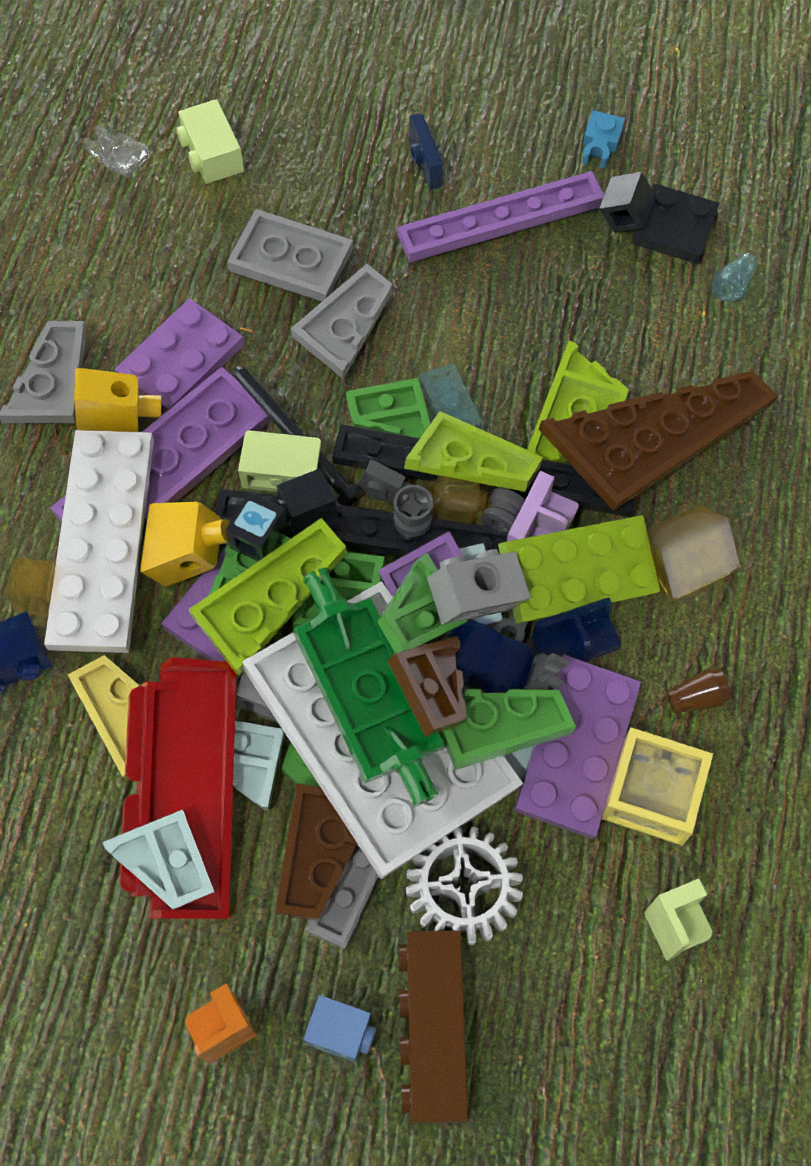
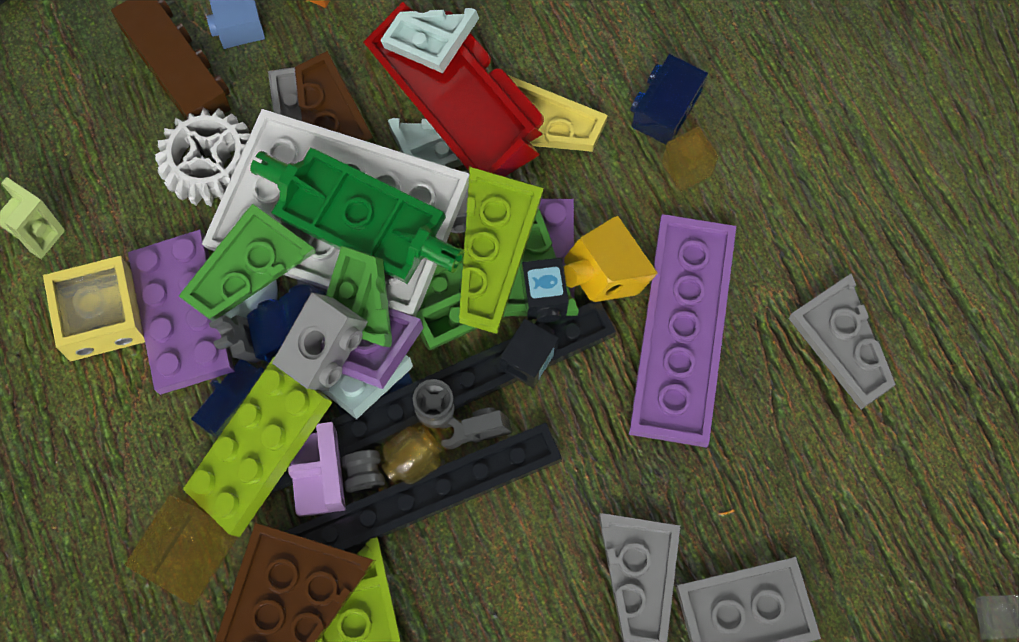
camera: 145 degrees right, 5 degrees up
(100, 542) = (673, 225): white plate -> none
(111, 401) = (776, 328): yellow torso -> none
(181, 354) = (758, 440): medium lavender plate -> none
(276, 458) = (585, 385): yellowish green panel -> none
(347, 494) = (509, 402): black bar -> none
(390, 408) = (528, 507): bright green wing -> none
(432, 684) = (306, 242): reddish brown wing -> none
(449, 395) = (483, 553): clear light blue plate -> none
(472, 454) = (418, 492): lime wing -> none
(700, 692) = (101, 418): reddish brown cone -> none

